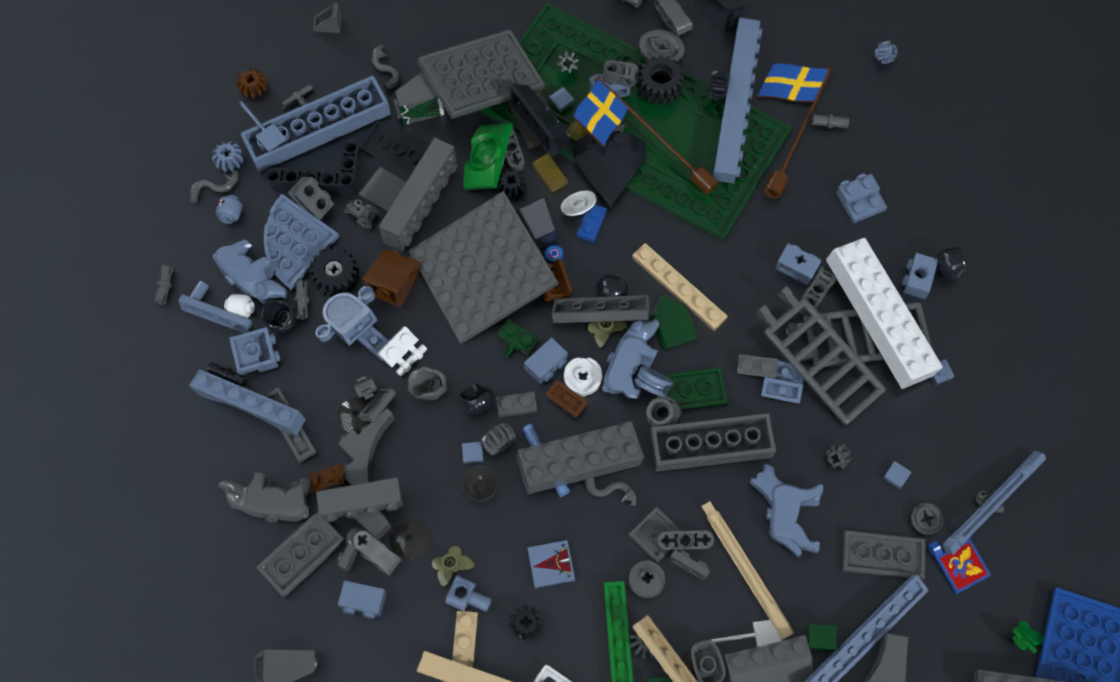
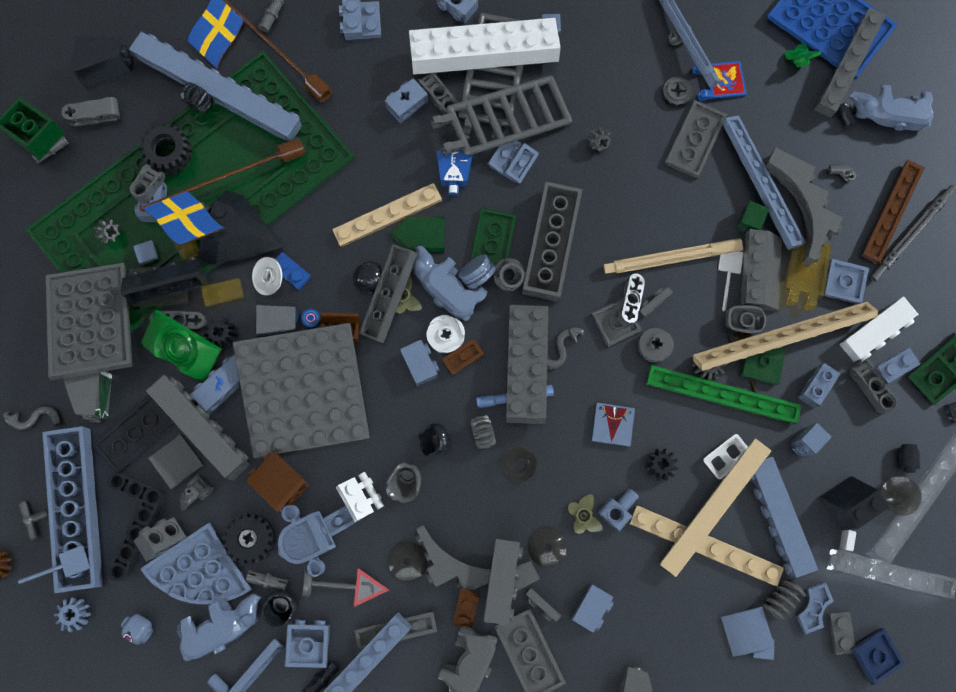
camera: 75 degrees left, 10 degrees up
(195, 188) = (99, 661): dark grey animal -> none
(239, 305) = (251, 647): white head -> none
(321, 384) = (365, 587): none -> dark grey piece
(365, 387) = (385, 544): dark grey gear -> none
(373, 550) = (552, 584): dark grey piece -> none
(376, 405) = (408, 537): dark grey tile -> none
(459, 197) = (218, 386): none -> sand blue brick
(472, 452) = (484, 461): sand blue tile -> none
(516, 404) = (451, 405): dark grey plate -> none
(517, 339) = (385, 382): dark green plate -> none
(655, 39) = (115, 133): dark grey gear -> none
(746, 330) = (454, 170): none -> blue torso
(757, 366) = (492, 175): dark grey plate -> none
(784, 510) = (632, 203): sand blue animal -> none
(897, 475) = (630, 99): sand blue tile -> none

